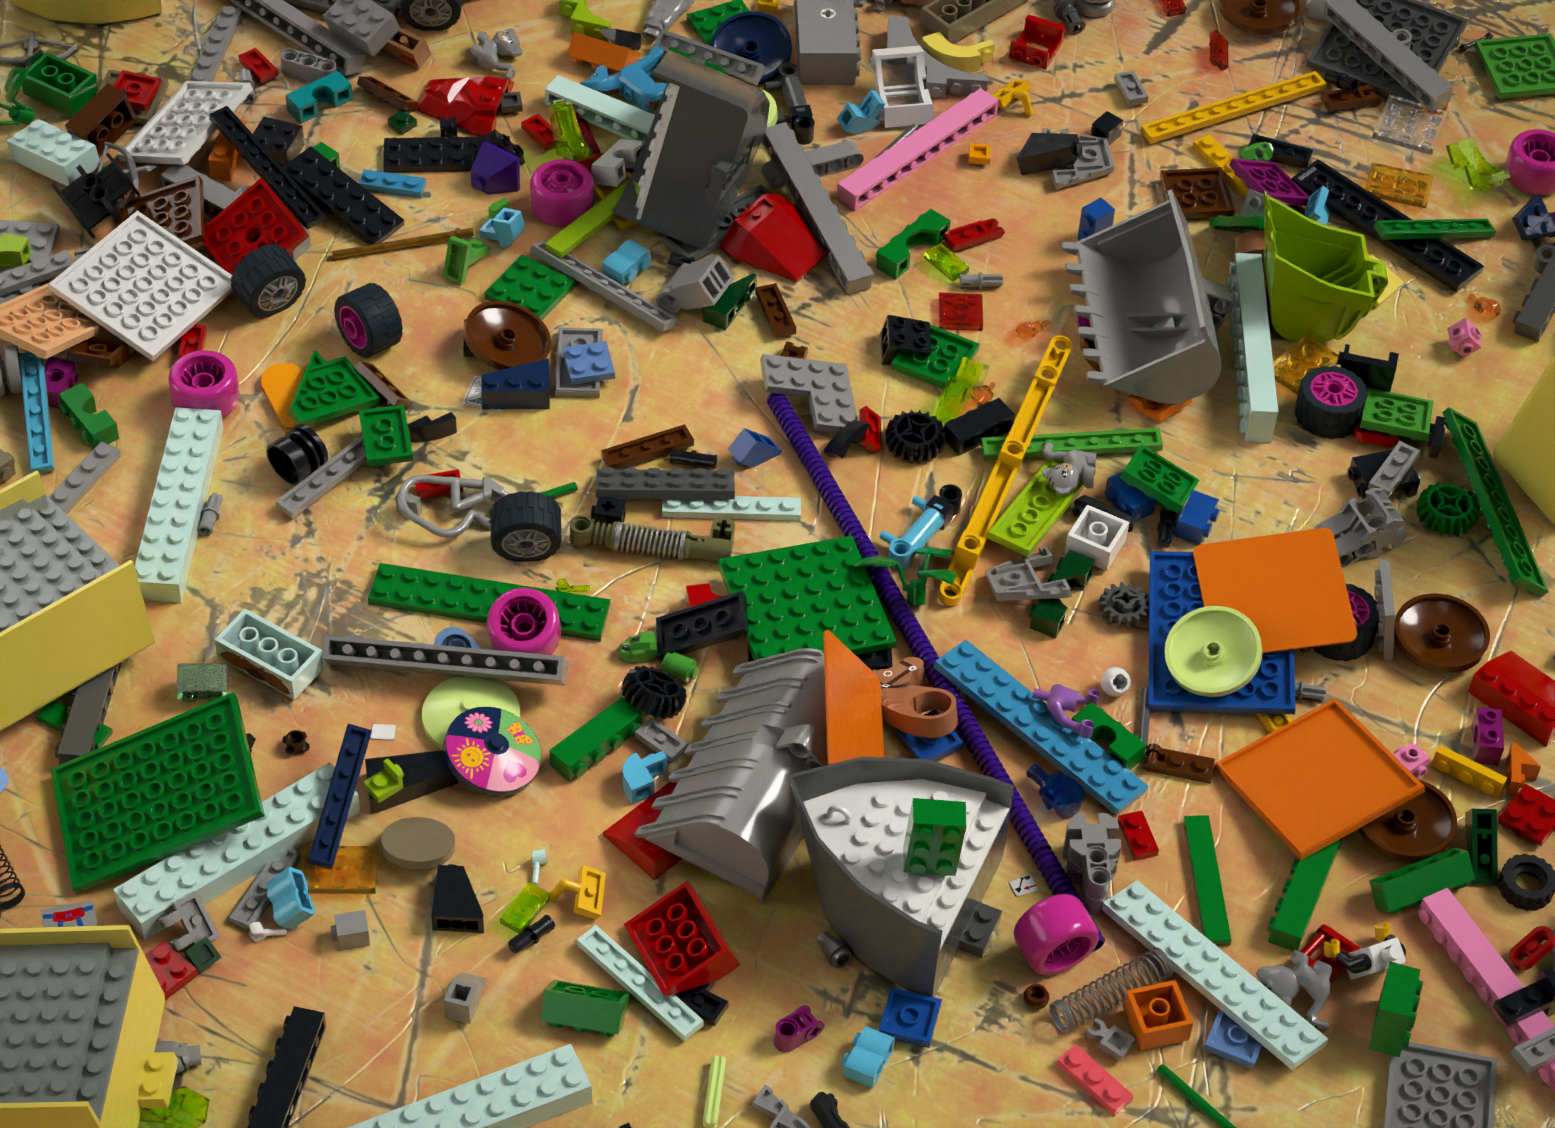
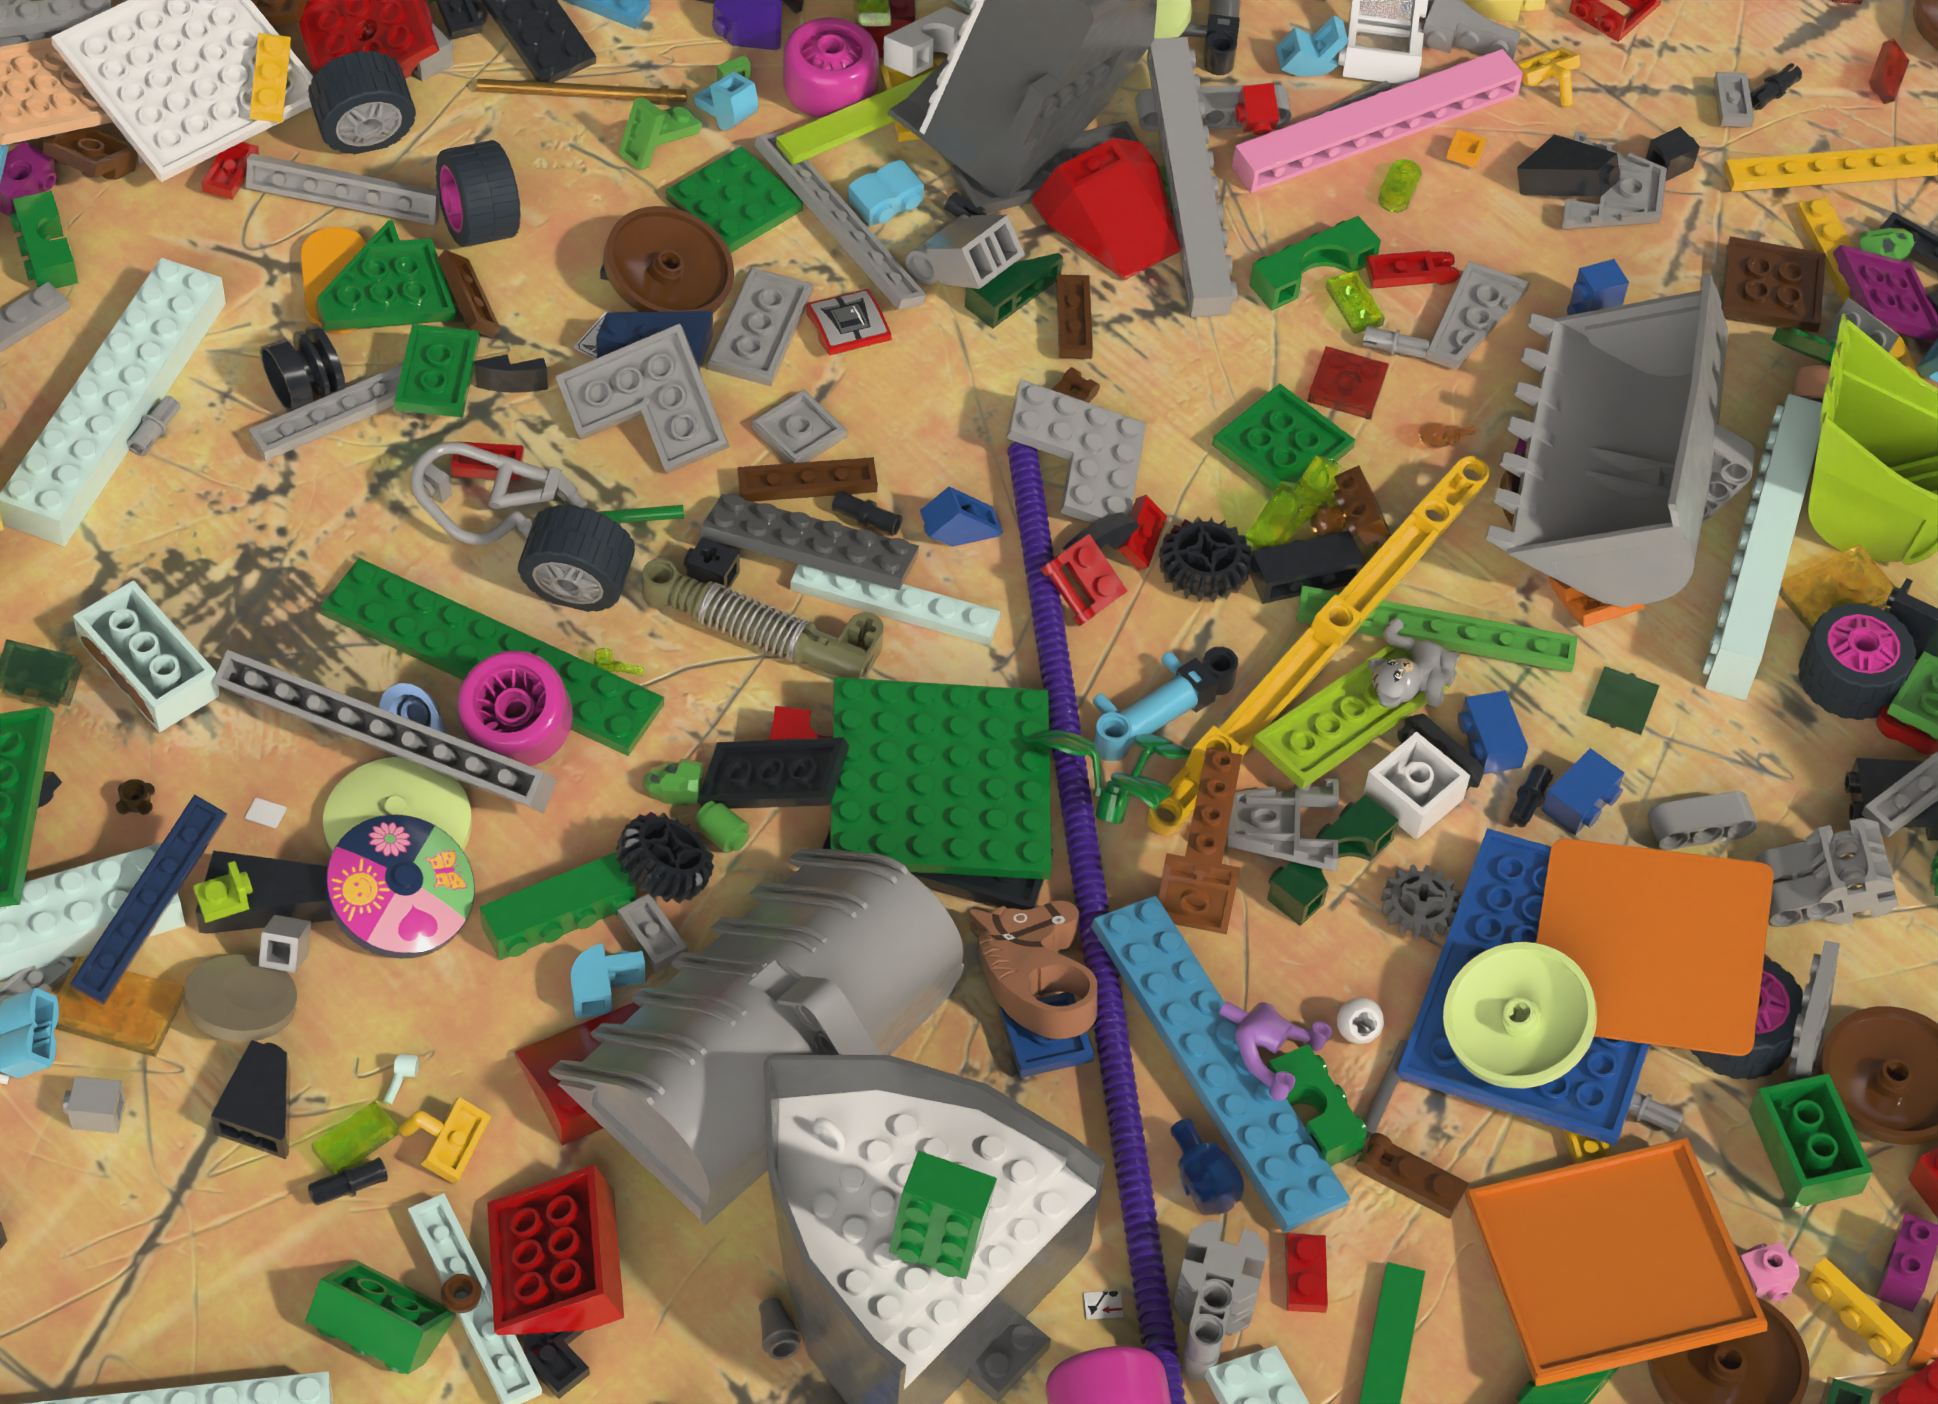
camera: 15 degrees right, 5 degrees up
(201, 278) = (270, 78): none -> yellow plate
(204, 382) = (216, 232): dark pink wheel -> none
(273, 339) = (342, 189): none -> light grey plate
(433, 803) = (284, 943): none -> light grey brick
(463, 997) = (212, 1250): light grey slope -> none
(531, 408) = (653, 380): none -> light grey plate
(588, 363) = (771, 331): medium blue plate -> none
(628, 418) = (799, 428): none -> light grey tile
(632, 972) = (461, 1283): none -> reddish brown plate
(635, 346) = (848, 322): none -> slope
(844, 157) = (1257, 108): none -> red brick
(851, 461) = (1091, 573): none -> red plate
(851, 704) = (919, 970): orange piece -> none
(905, 336) = (1248, 403): black bracket -> none
(946, 186) = (1399, 185): none -> clear neon green plate
(991, 625) = (1197, 886): none -> dark orange bracket
(1006, 385) = (1362, 506): none -> reddish brown plate
(1021, 251) = (1473, 312): none -> light grey wing
(1153, 74) = (1775, 86): none -> black pin
(1159, 479) = (1544, 717): green plate -> none
(1199, 459) = (1622, 700): none -> clear green piece
(1273, 516) = (1702, 820): none -> light grey beam
(1406, 682) = (1810, 1141): none -> green brick

